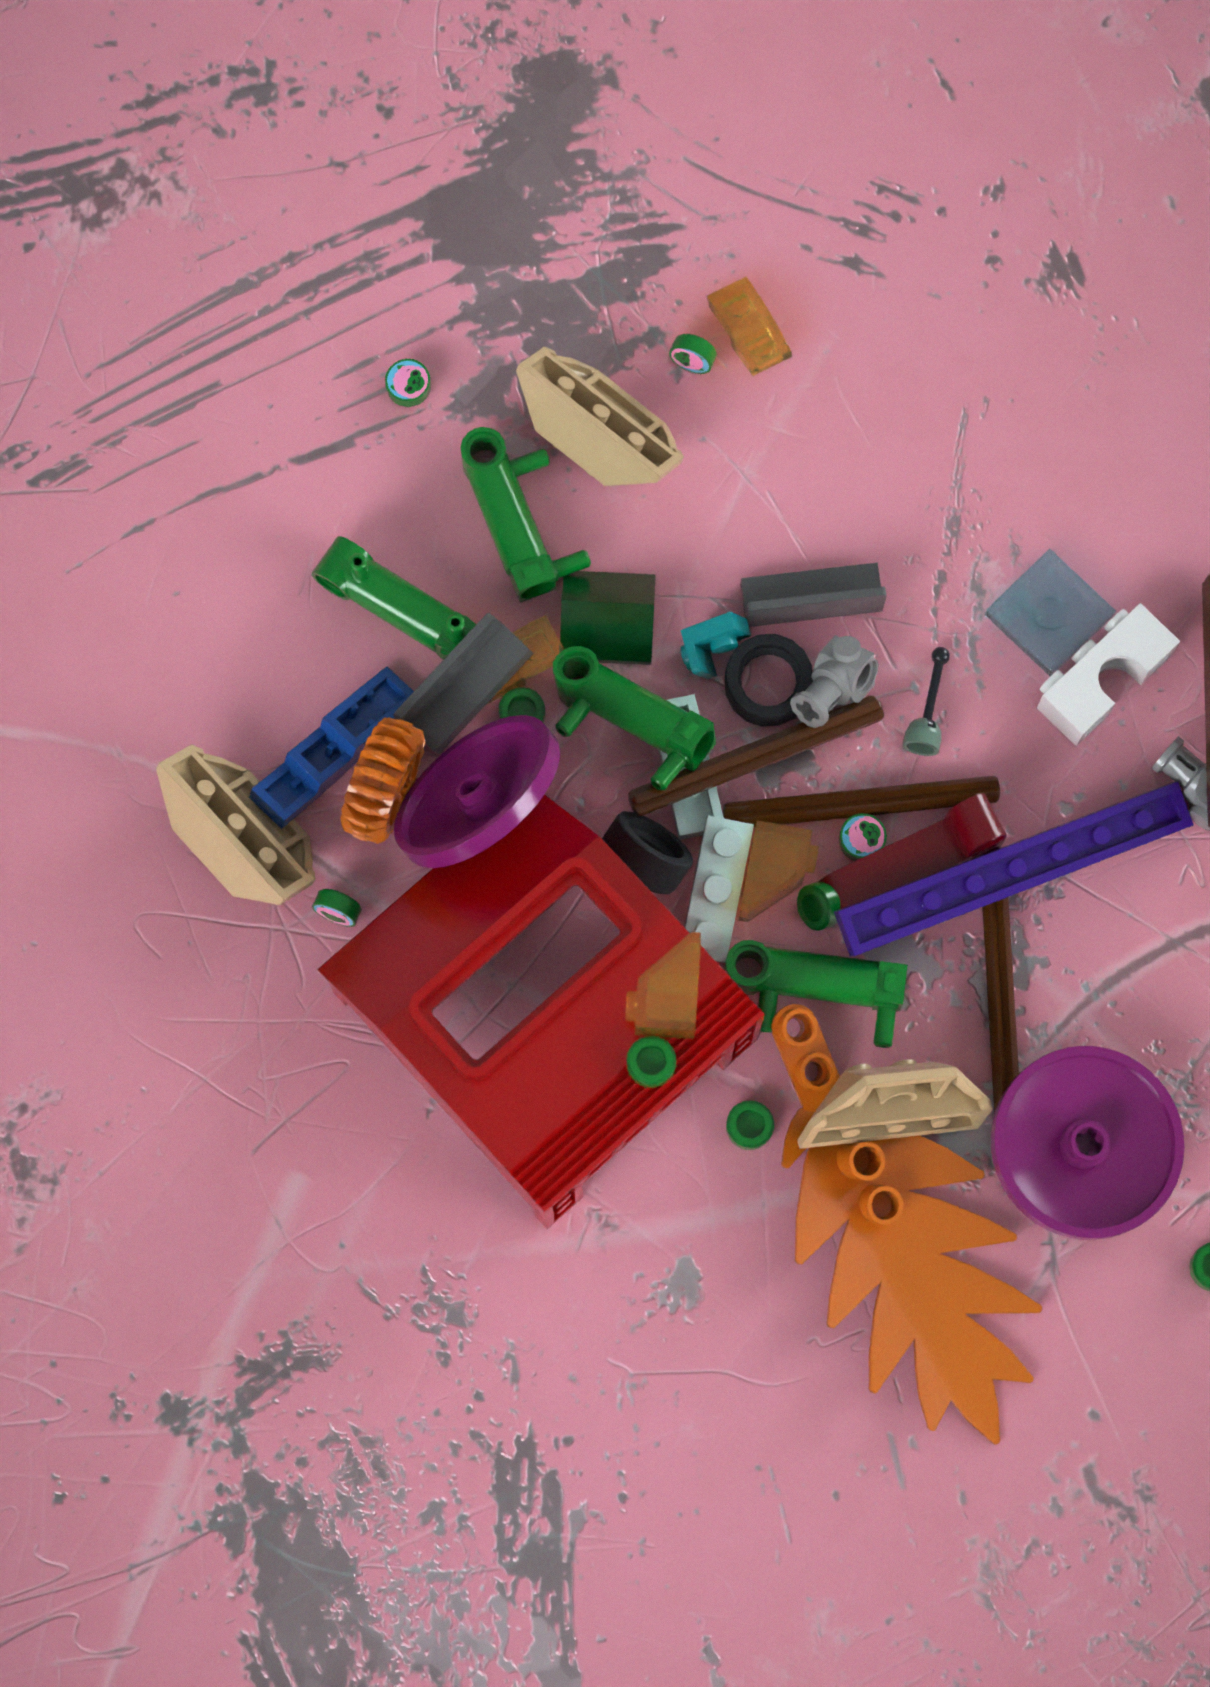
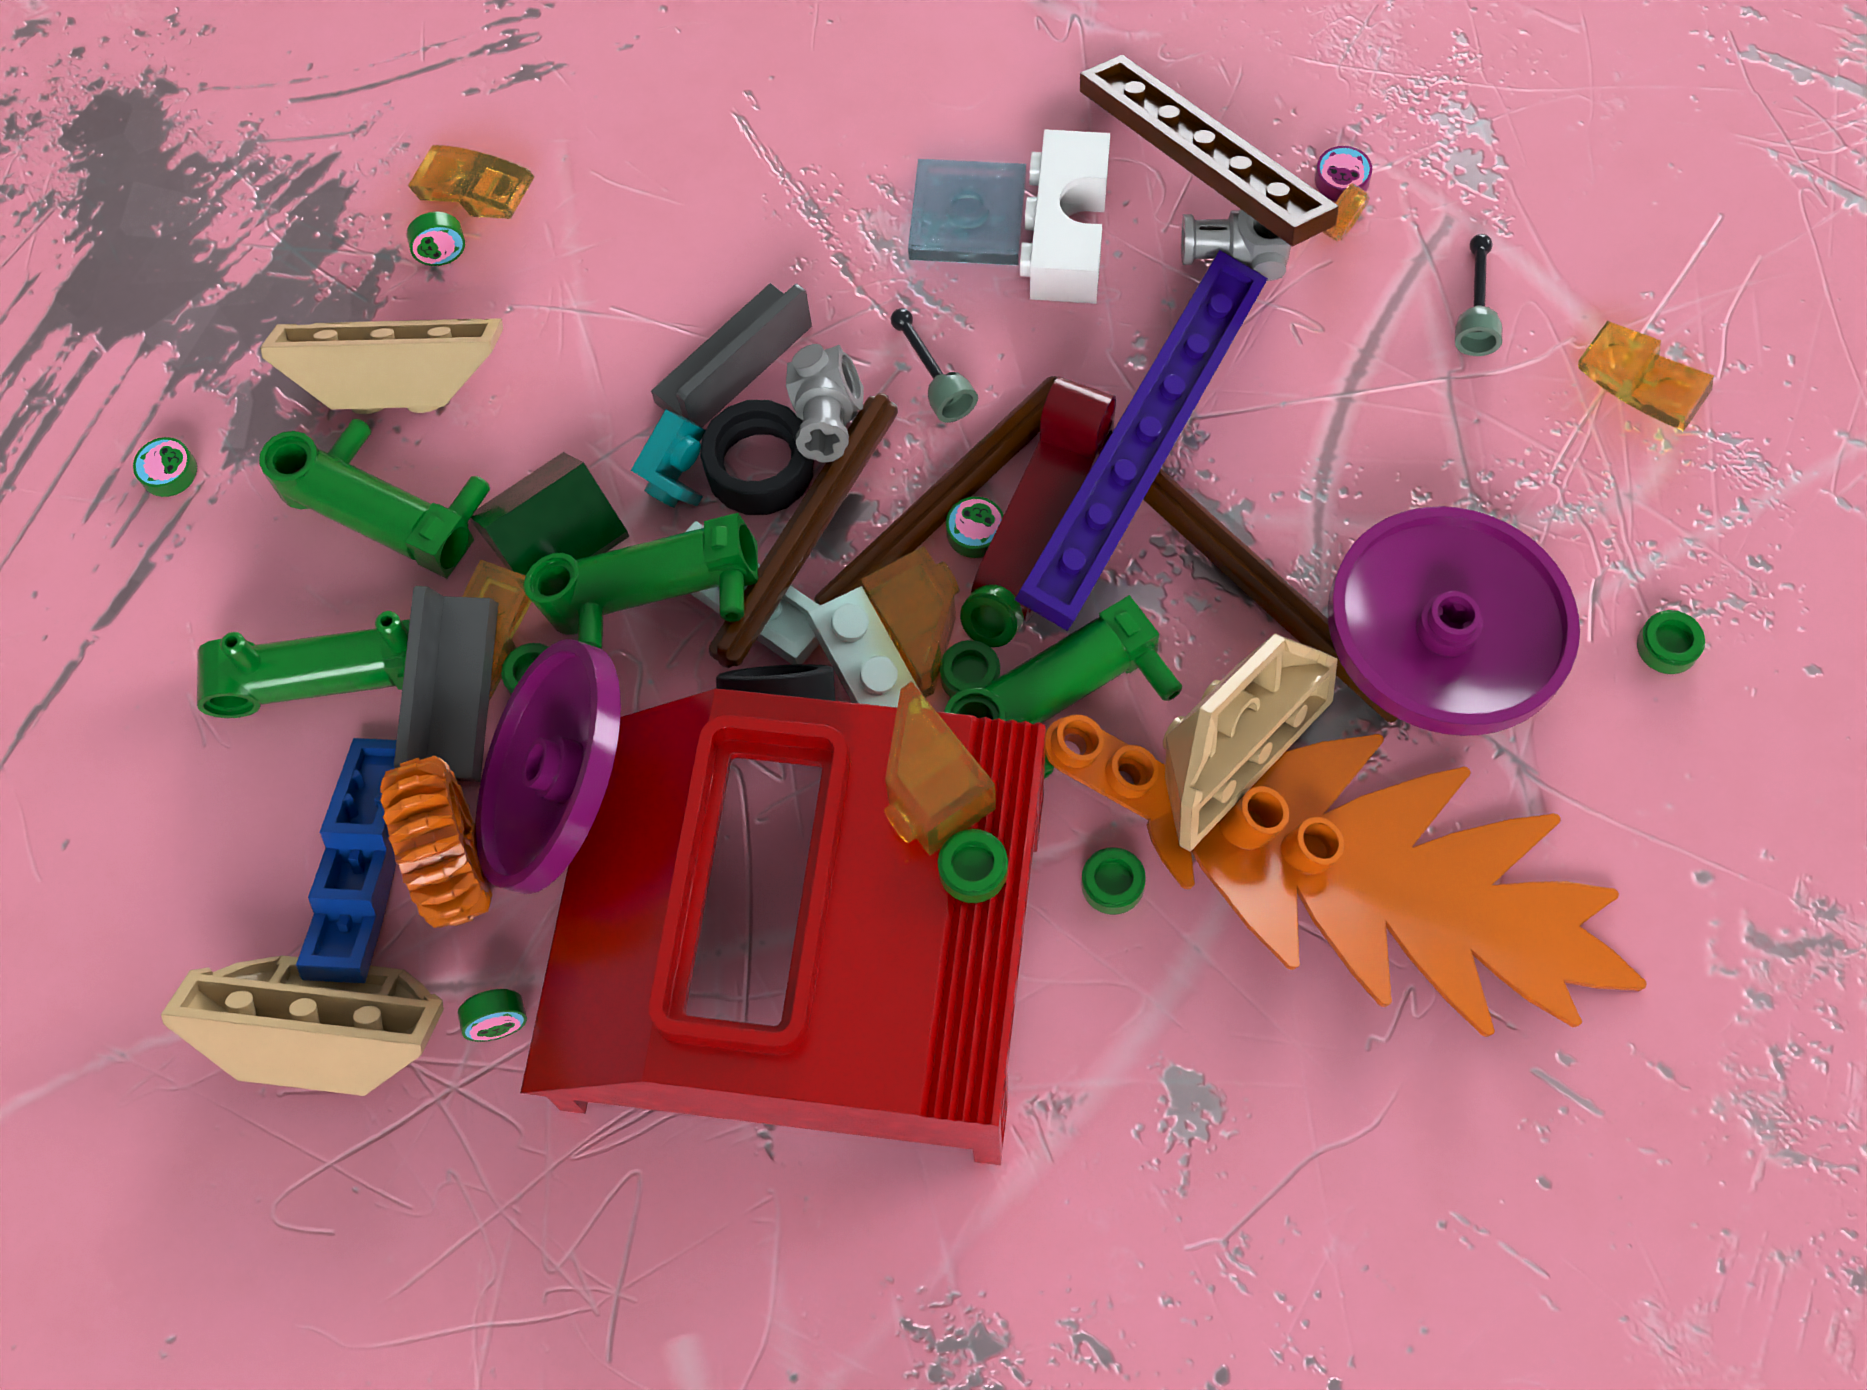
camera: 35 degrees left, 10 degrees down
(779, 927) = (968, 666): none -> green tile

